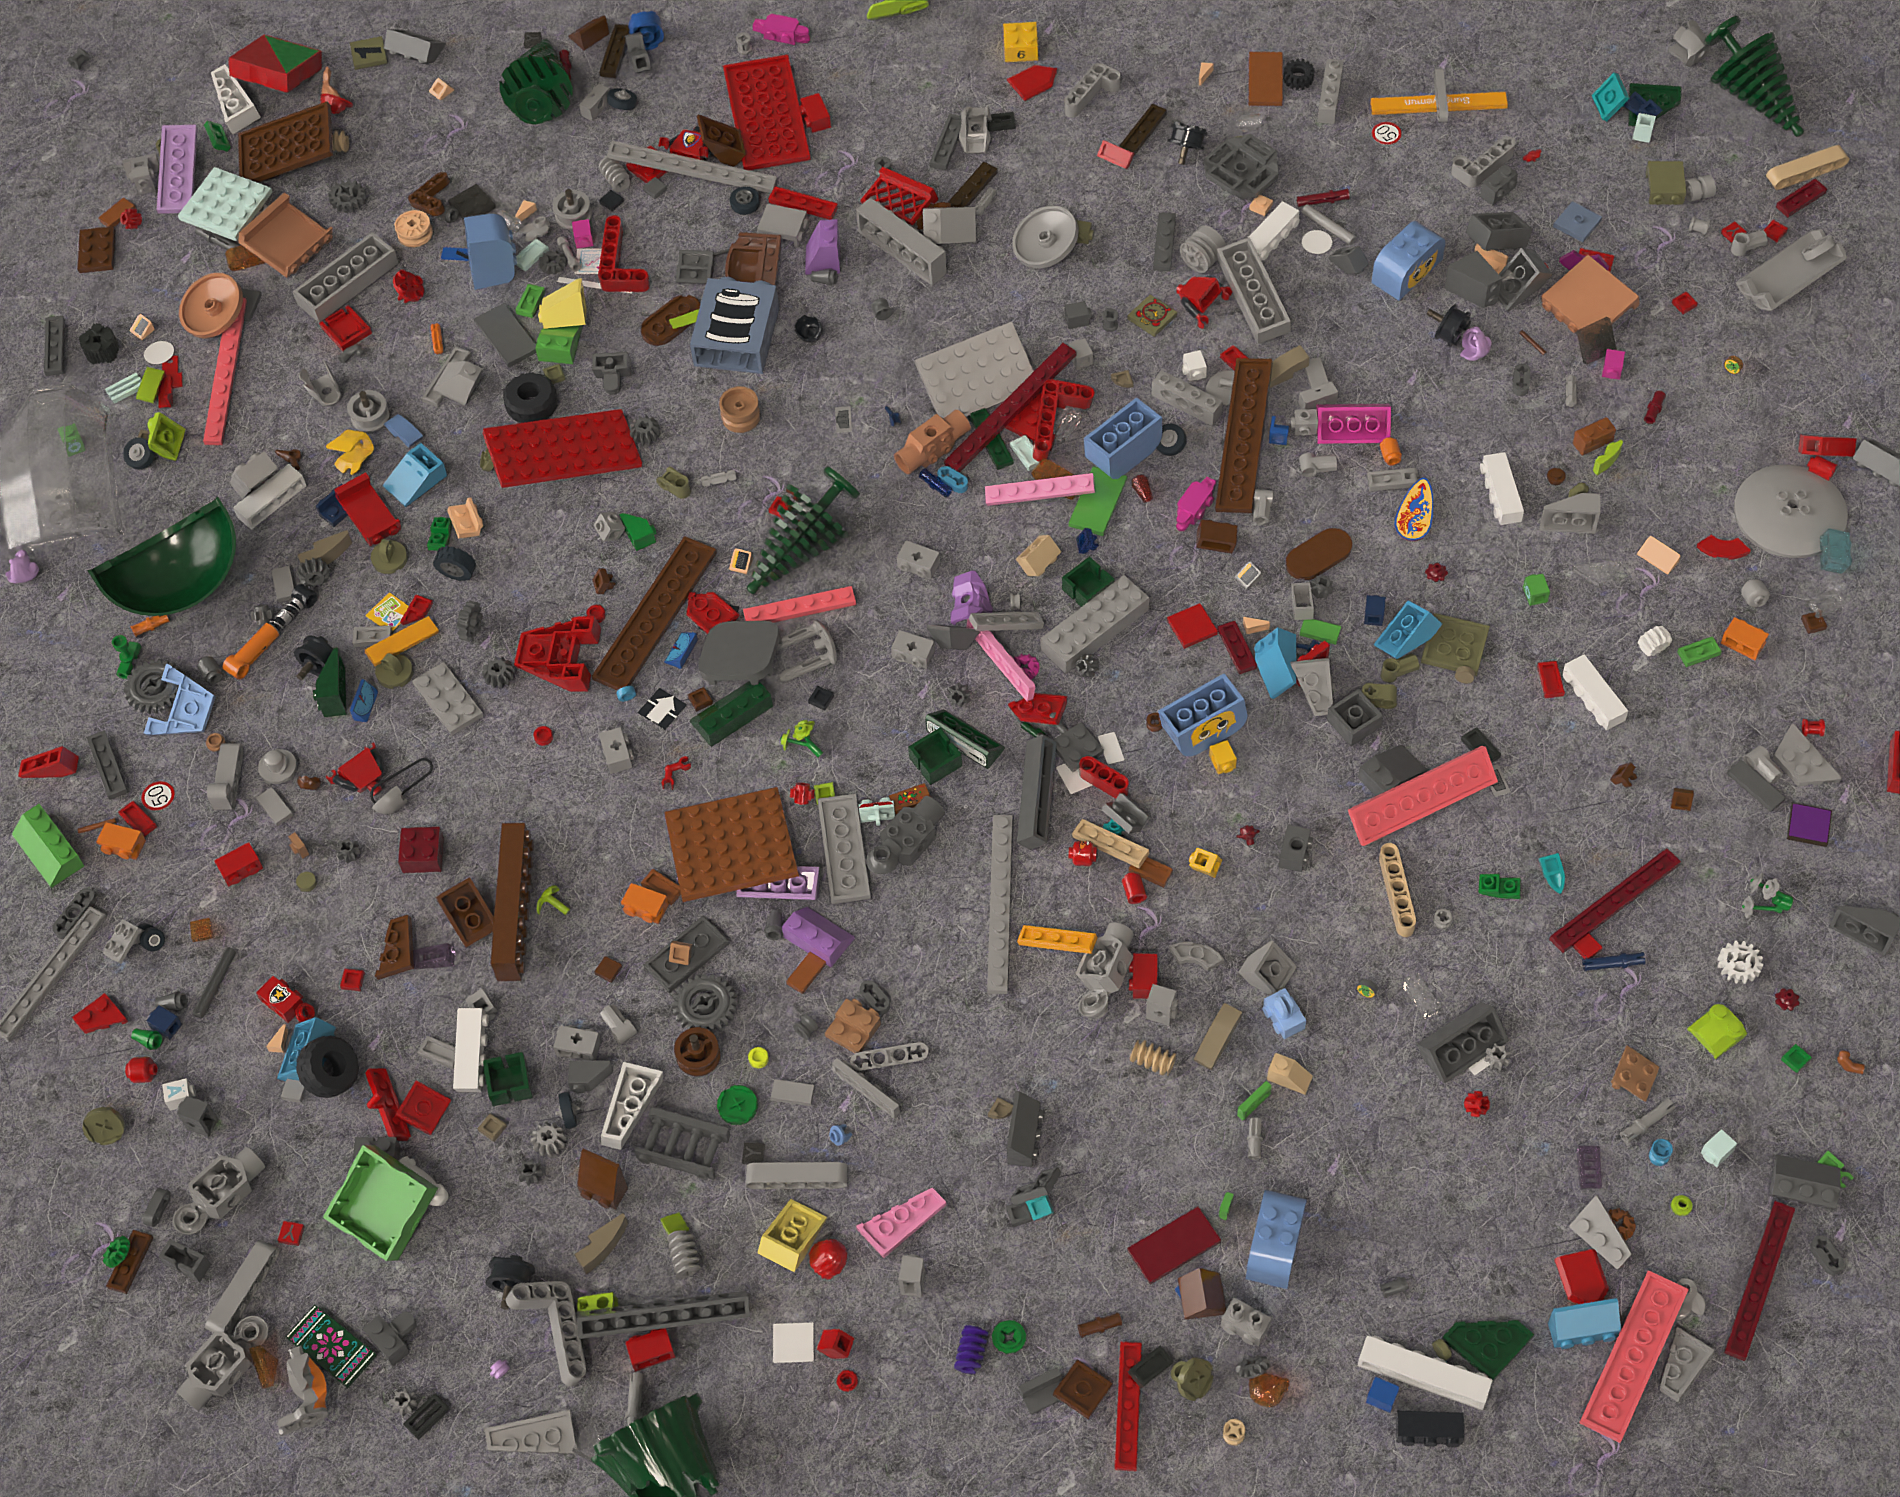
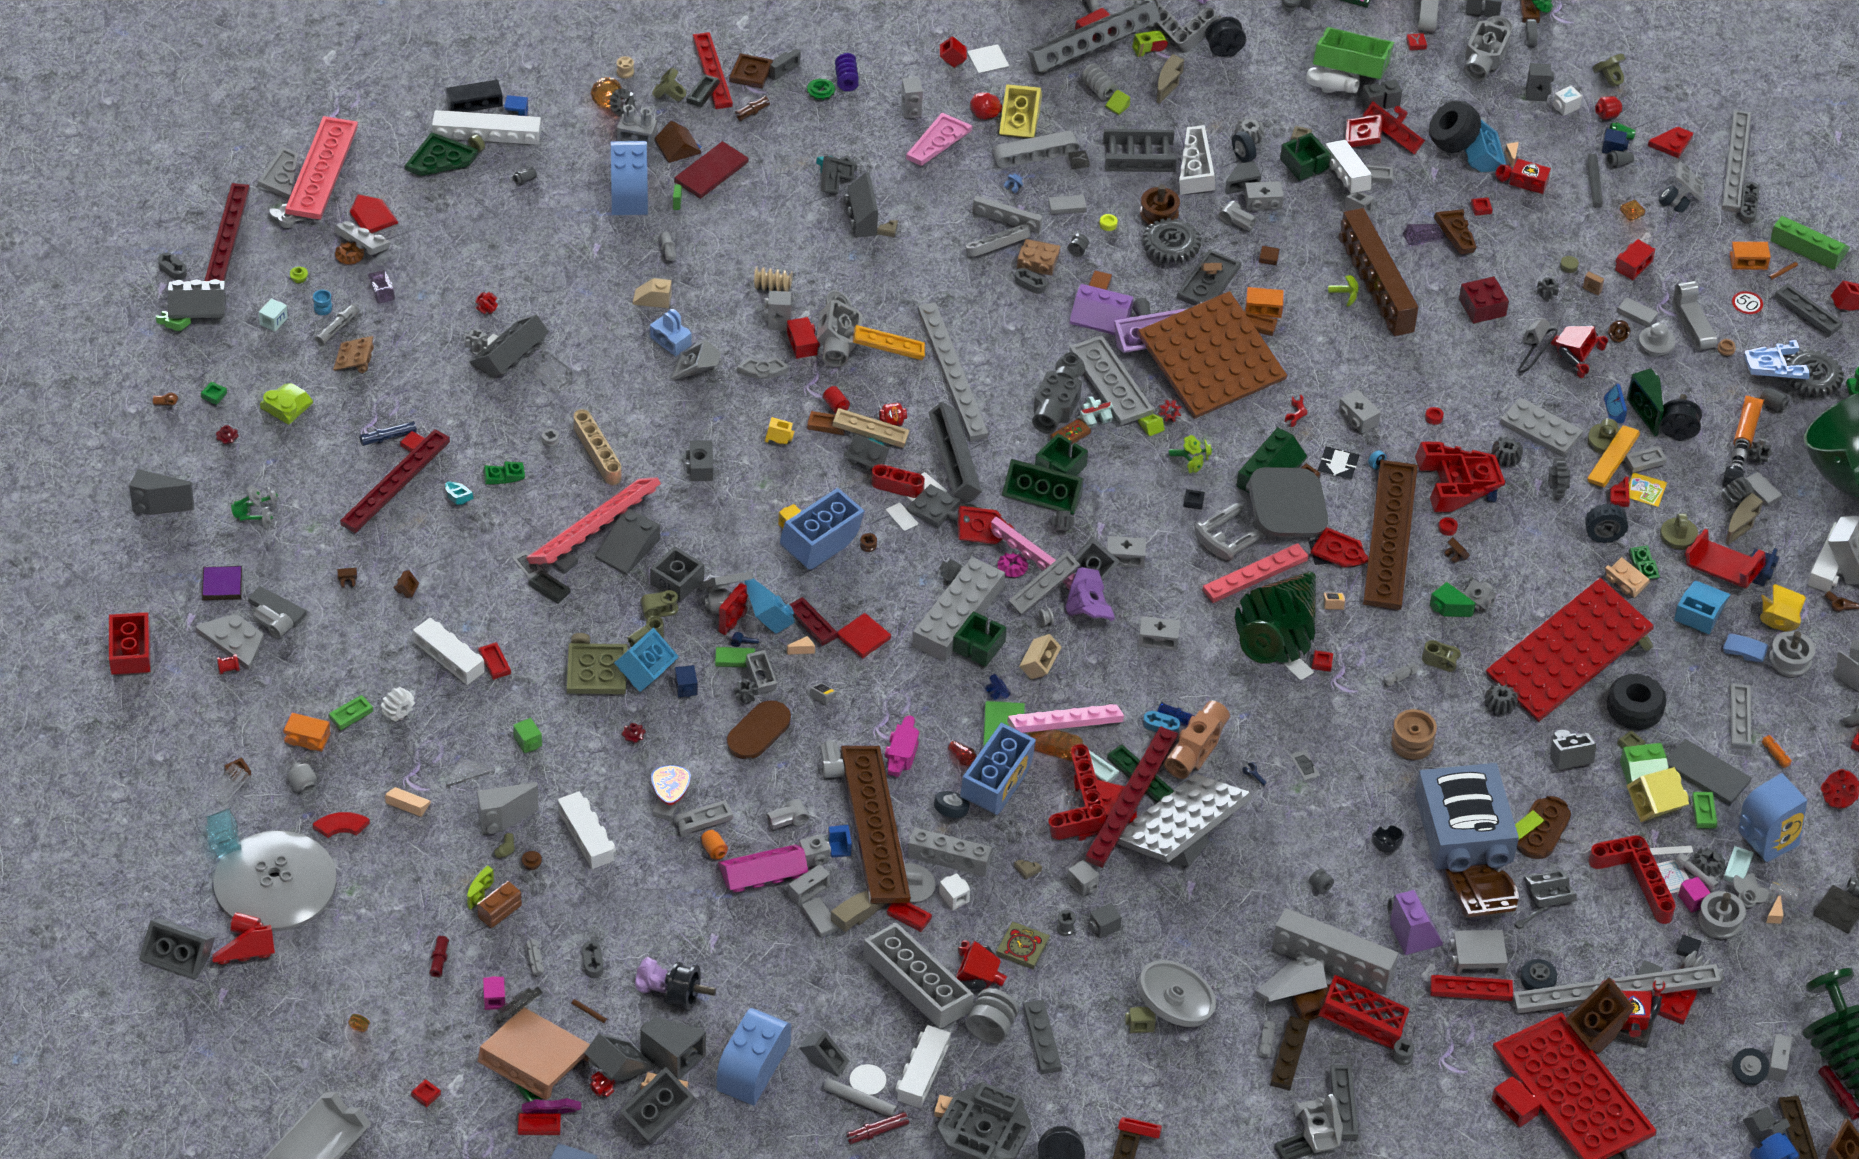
camera: 155 degrees right, 10 degrees down
(137, 818) = (1750, 279): red tile -> none
(458, 254) = (1819, 852): blue sticker -> none
(458, 381) = (1723, 707): light grey slope -> none
(466, 912) = (1419, 266): reddish brown slope -> none
(525, 1175) = (1251, 108): dark grey gear -> none
(600, 1180) = (1188, 104): reddish brown slope -> none
(681, 649) = (1348, 511): slope -> none
(737, 1105) = (1109, 188): green tile -> none
(847, 1374) = (934, 40): red plate -> none
(1216, 536) = (868, 714): reddish brown brick -> none
(1218, 1036) = (722, 309): dark tan slope -> none
(1248, 833) = (747, 463): dark red plant -> none
(1254, 1100) = (678, 268): bright green tile -> none
(1367, 988) = (603, 368): tile -> none
(1585, 1323) = (366, 178): dark azure slope -> none
(1740, 962) = (273, 453): white gear -> none

